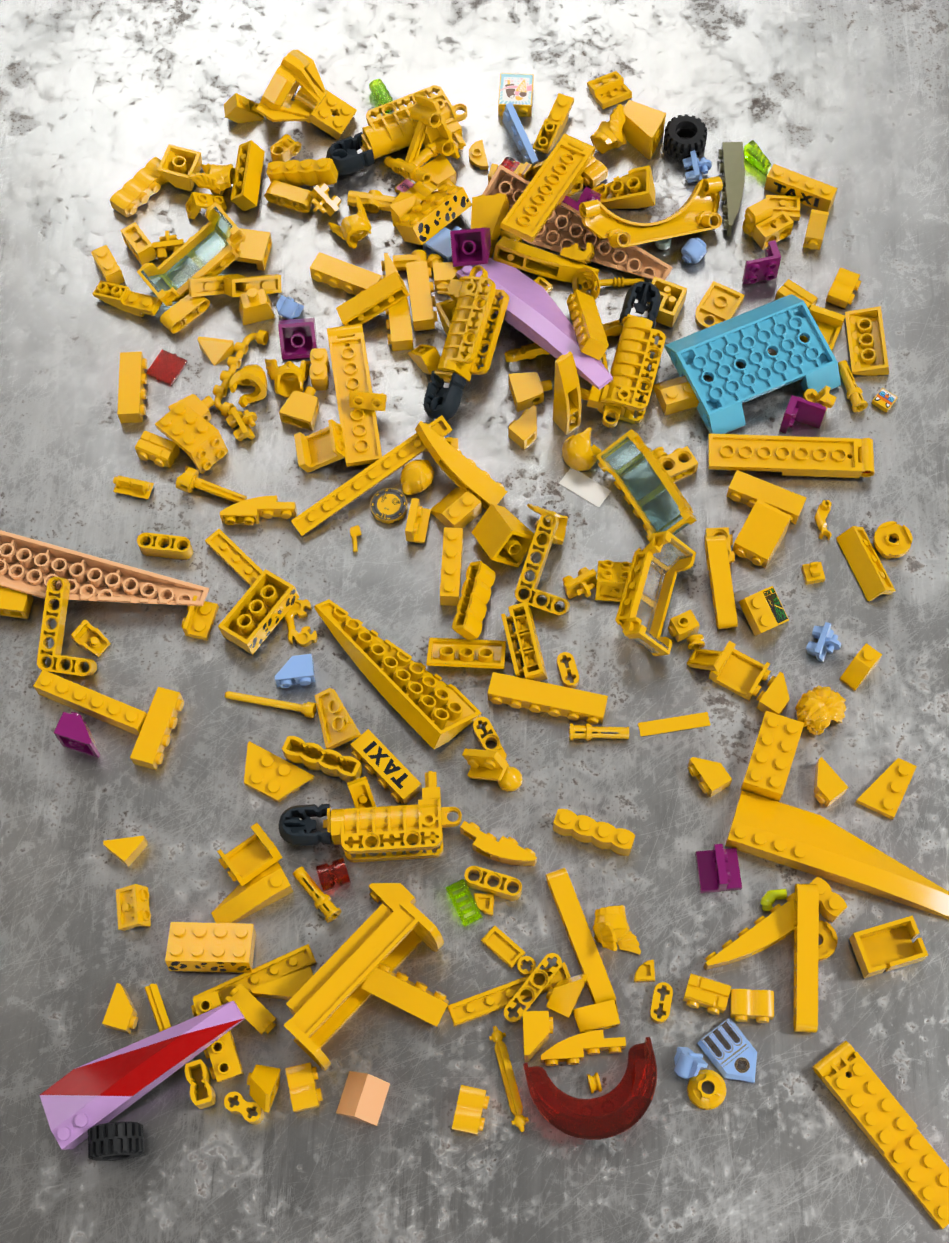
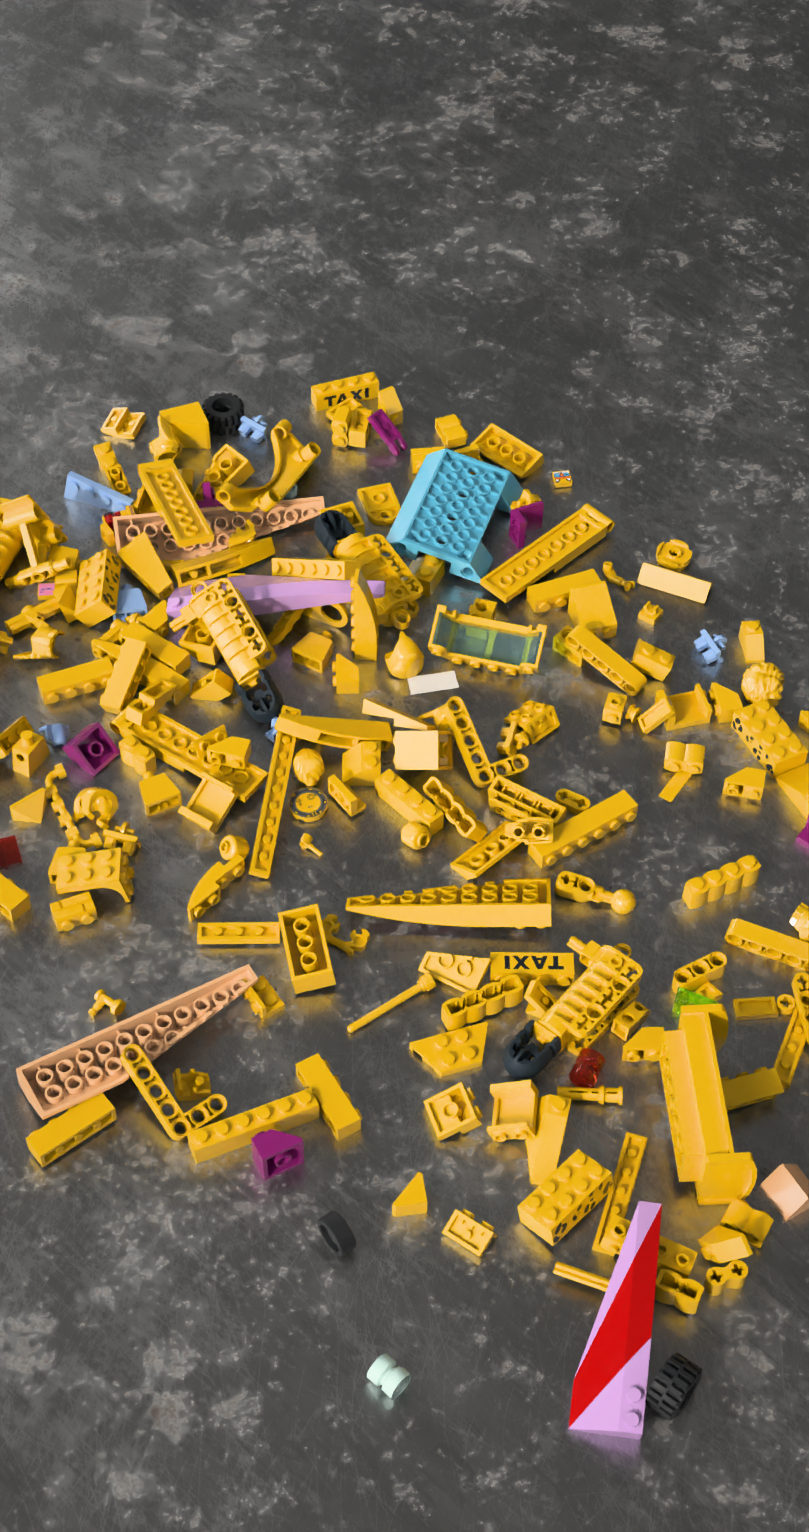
camera: 50 degrees left, 15 degrees down
(51, 825) = (336, 1233): none -> black tyre
(109, 541) = (116, 1006): none -> yellow piece
(120, 1011) = (555, 1306): yellow slope -> none
(132, 487) = (87, 954): yellow hinge -> none
(172, 551) = (164, 979): yellow beam -> none
(190, 481) = (132, 909): yellow piece -> none
(217, 817) = (453, 1111): none -> yellow plate
(252, 1009) = (628, 1203): yellow brick -> none
(283, 987) = (655, 1168): yellow slope -> none
(287, 376) = (122, 779): yellow helmet -> none
(296, 671) = (385, 964): light blue slope -> none
(300, 494) = (232, 846): none -> yellow head
(364, 334) = (150, 701): none -> yellow slope
(371, 421) = (230, 752): none -> yellow slope
(406, 869) = (629, 1020): none -> yellow leg
(427, 595) = (415, 835): none -> yellow head
(470, 246) = (160, 584): magenta slope -> none
(477, 155) = (76, 531): yellow plate -> none
(485, 764) = (599, 902): yellow bracket -> none
(496, 666) = (531, 830): none -> yellow connector
(504, 851) = (678, 948): yellow slope -> none
(518, 90) = (54, 468): panel -> none
(519, 497) = (401, 719): none -> yellow slope
(591, 284) = (279, 543): yellow dish -> none
(623, 732) = (637, 825): yellow pin -> none
(650, 590) = (552, 684): yellow windscreen -> none
(688, 712) = (684, 757): none -> yellow brick
(693, 250) = (320, 479): light blue head -> none
(733, 180) = (303, 427): olive slope -> none
(756, 158) = (281, 395): clear neon green slope -> none
(763, 268) = (384, 450): magenta bracket -> none
(788, 248) = (387, 432): none -> magenta hinge
(854, 393) = (537, 487): yellow pin -> none

